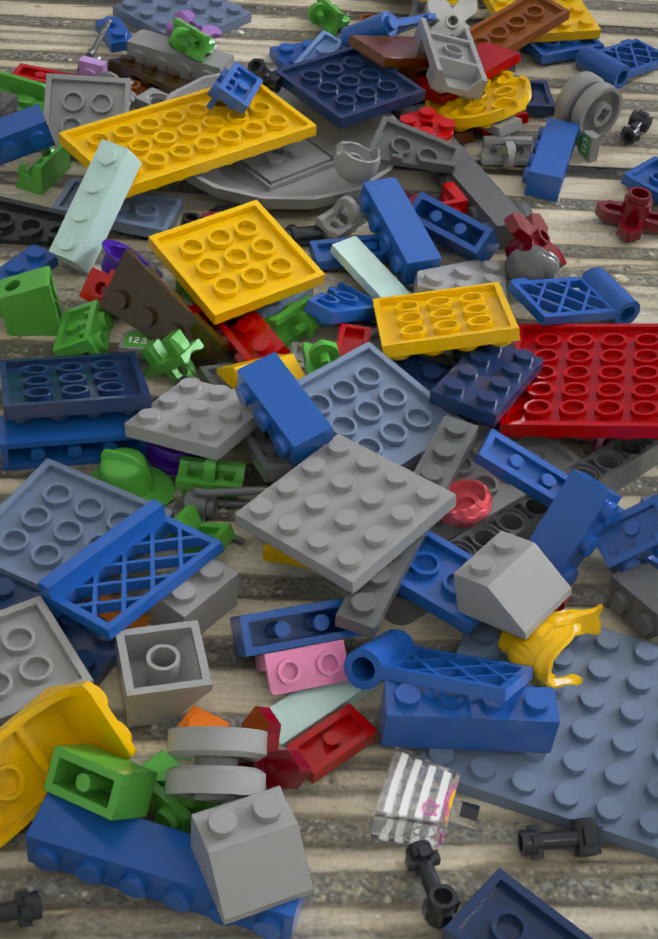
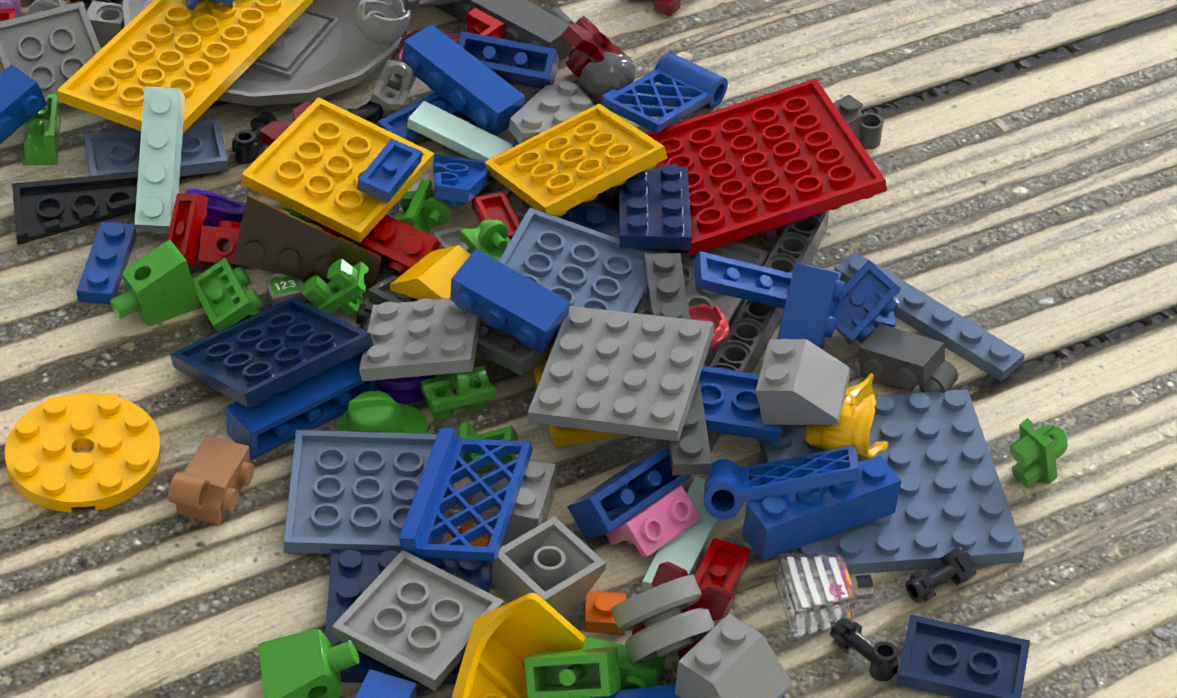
camera: 25 degrees left, 0 degrees up
(92, 255) = (186, 224): none -> red plate
(207, 501) = (473, 410): dark grey plant -> none
(270, 272) = (389, 170): none -> blue plate

